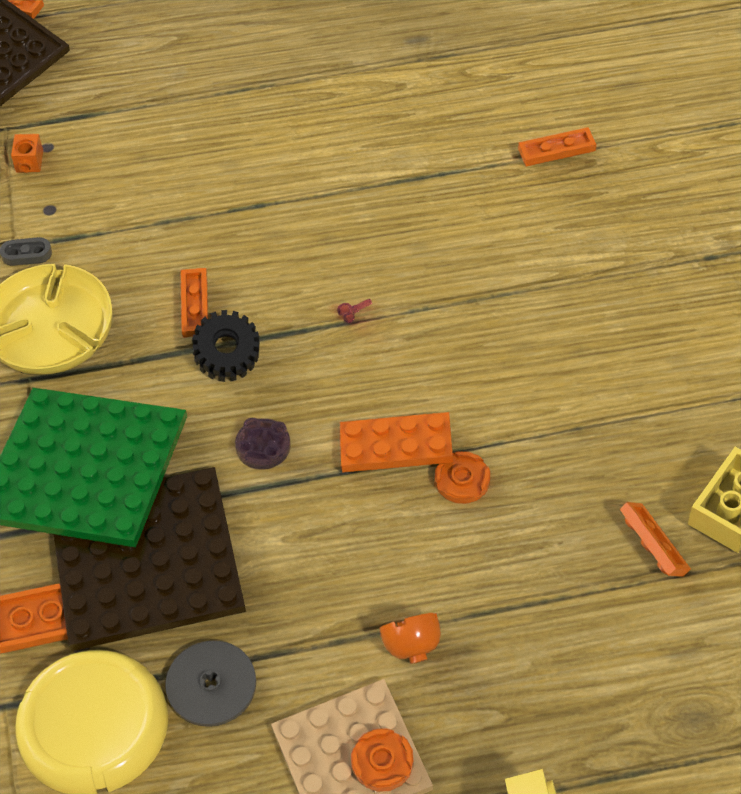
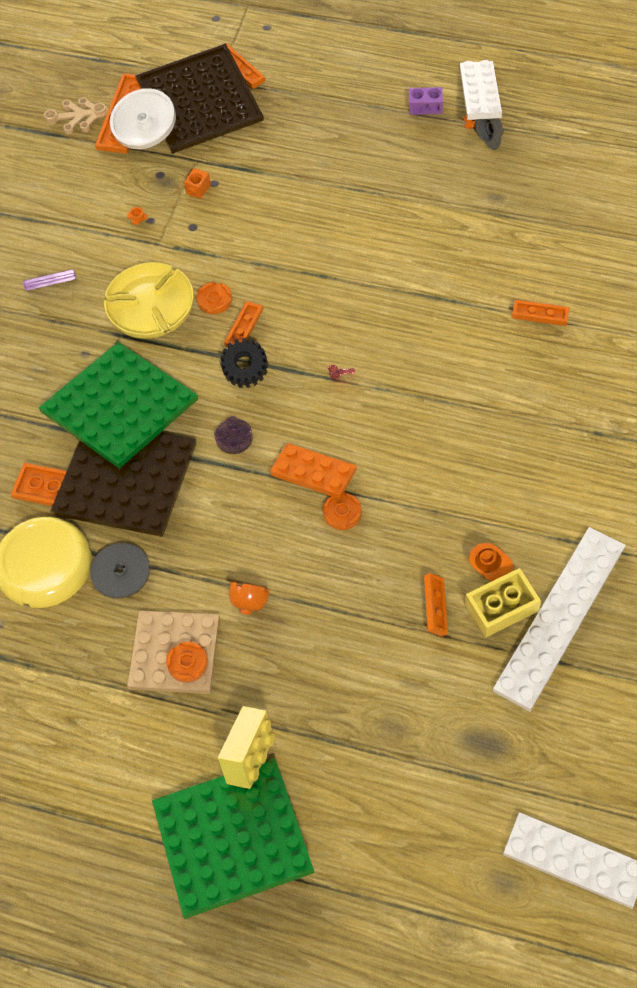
camera: 30 degrees right, 5 degrees up
(25, 251) = (163, 250): dark grey plate -> none
(132, 284) = (214, 298): none -> orange tile
(691, 457) = (490, 561): none -> orange piece

